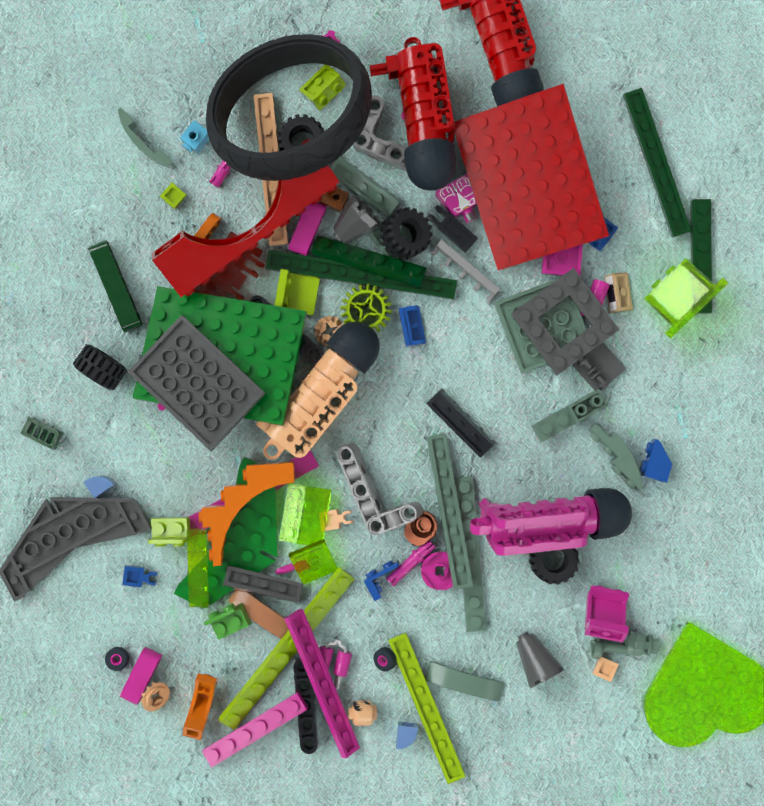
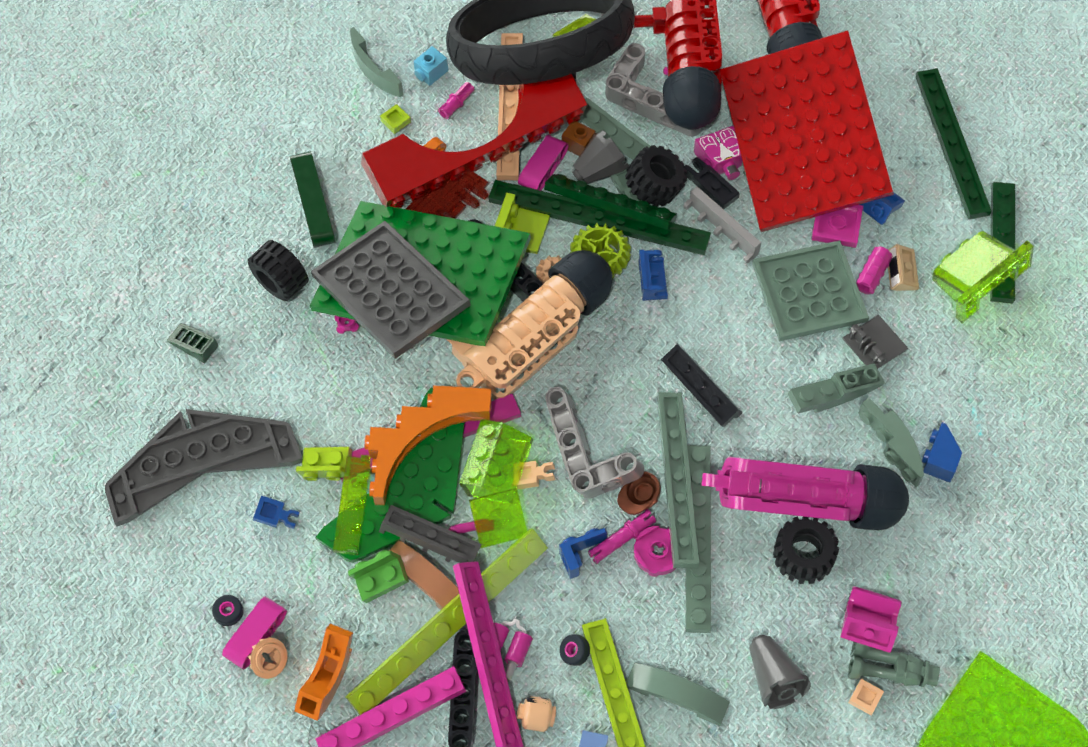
camera: 10 degrees right, 25 degrees down
(99, 485) = (250, 402): medium blue brick -> none
(601, 323) = (829, 323): dark grey plate -> none

